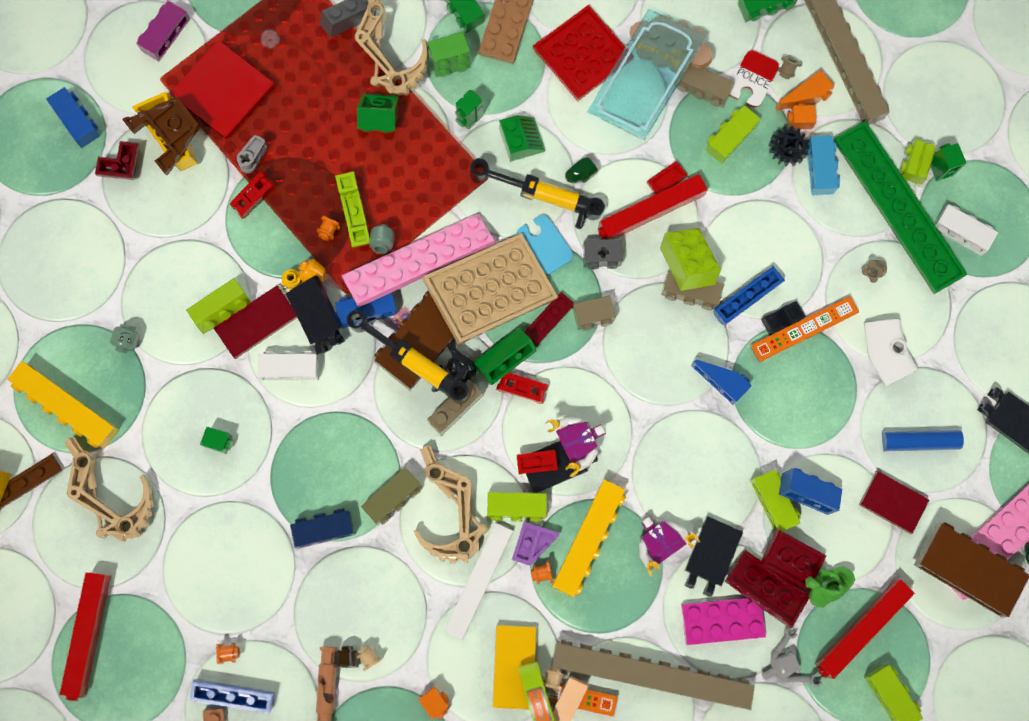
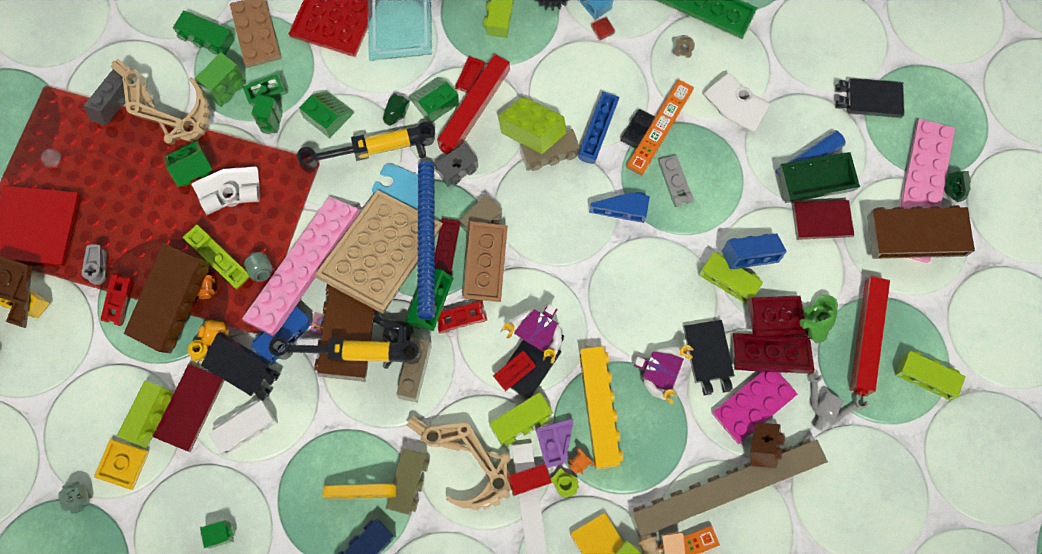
camera: 30 degrees left, 5 degrees down
(176, 334) = (121, 464): none -> yellow tile
(292, 220) = (167, 299): none -> reddish brown brick
(348, 479) = (359, 491): none -> yellow beam
(387, 147) = (215, 187): none -> white panel
(481, 85) = (270, 87): none -> green brick
(491, 560) = (529, 479): none -> red tile
(519, 582) = (565, 483): none -> lime animal
(533, 303) = (426, 241): none -> blue piece
(571, 353) = (484, 261): none -> medium nougat plate
(621, 182) = (435, 99): none -> green slope
(707, 662) = (766, 445): none -> reddish brown brick
(785, 385) = (675, 180): none -> light grey plate
(812, 207) = (602, 28): none -> clear red tile
(915, 463) = (818, 177): none -> dark green slope

